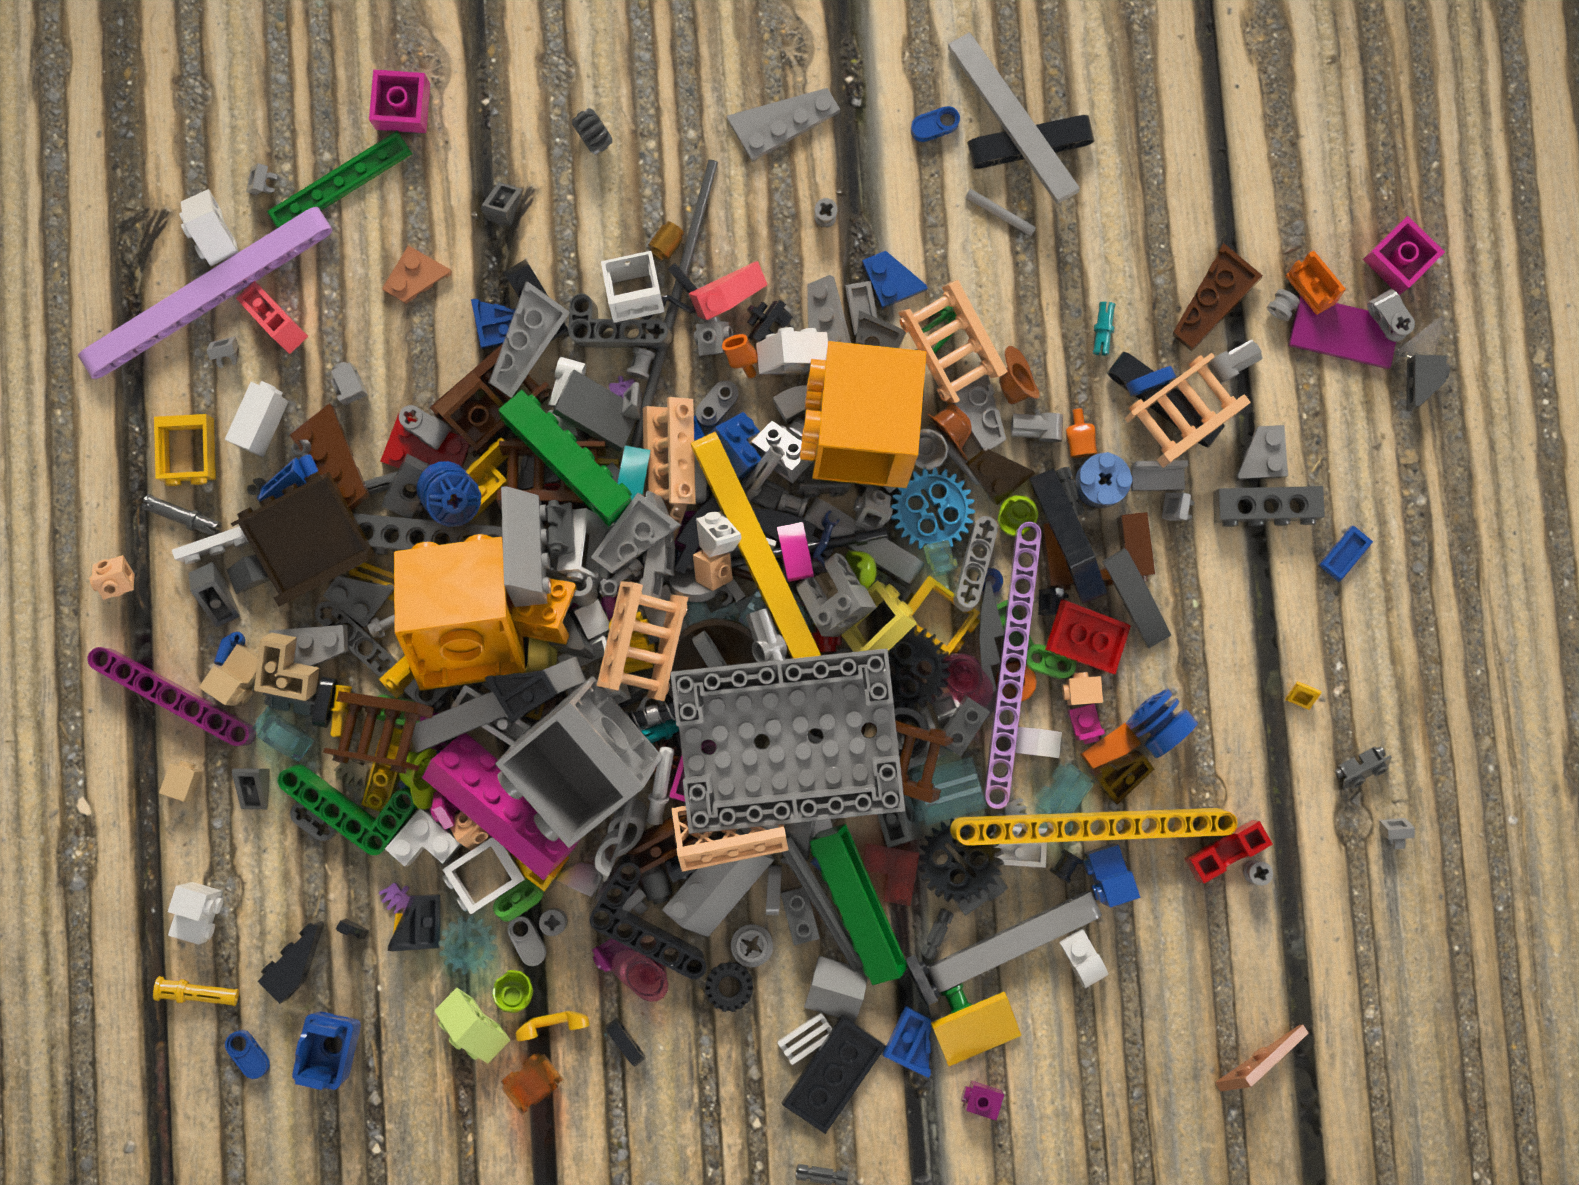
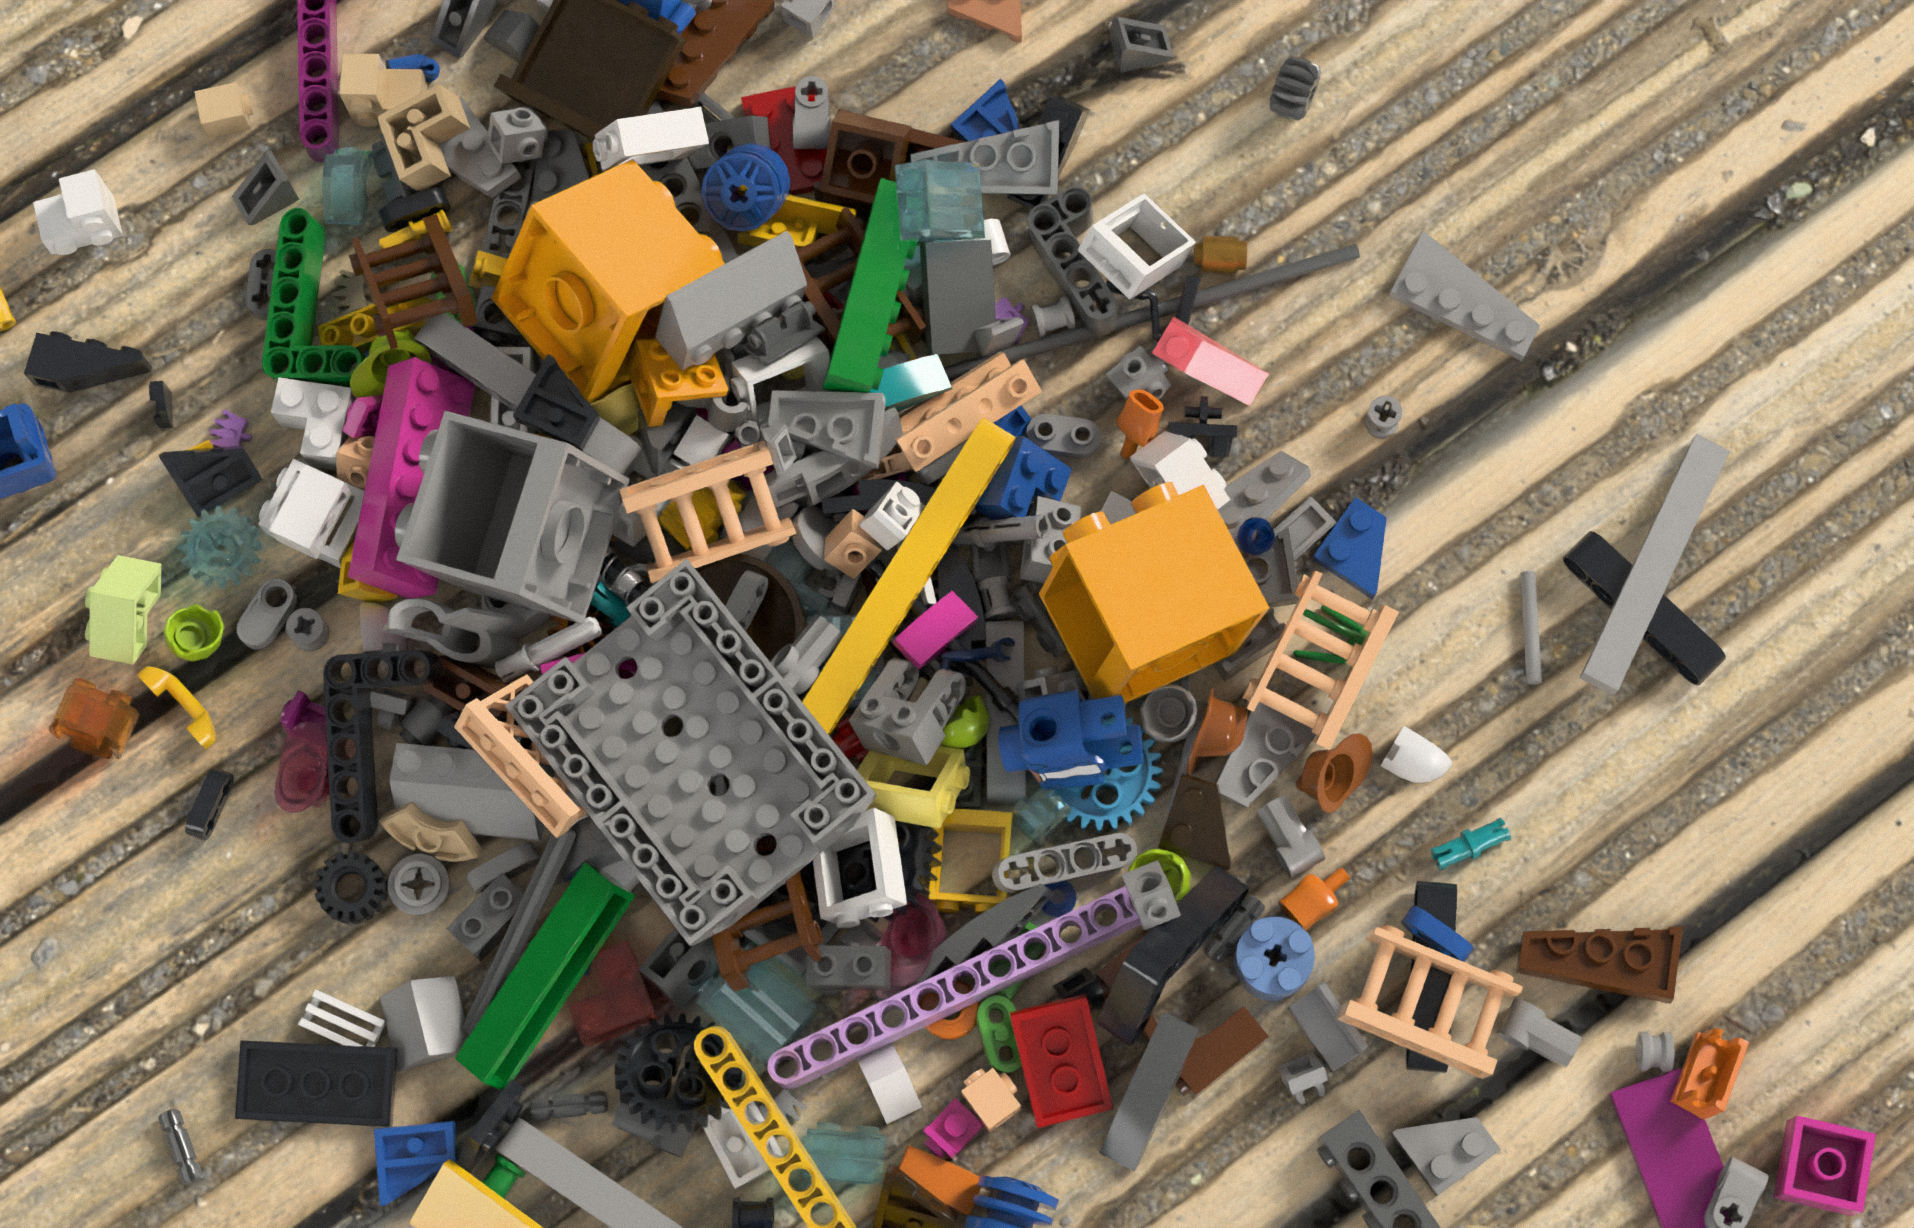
camera: 65 degrees right, 10 degrees down
(320, 611) = (516, 135): none -> light grey brick
(384, 532) = (651, 138): none -> white window
(485, 879) = (309, 511): none -> white brick
(517, 900) = (307, 572): bright green plate -> none
(536, 384) = (939, 201): none -> clear light blue brick
(630, 574) = (780, 447): none -> light grey slope
(719, 927) = (440, 838): none -> tan tile
(855, 331) = (1264, 536): none -> clear blue plate
(921, 506) = (1066, 741): none -> blue piece
(926, 669) = (890, 893): none -> white window
(929, 127) = (1578, 474): blue piece -> none
(1035, 327) = (1416, 758): none -> white brick
(1037, 527) = (1151, 895): none -> light grey brick

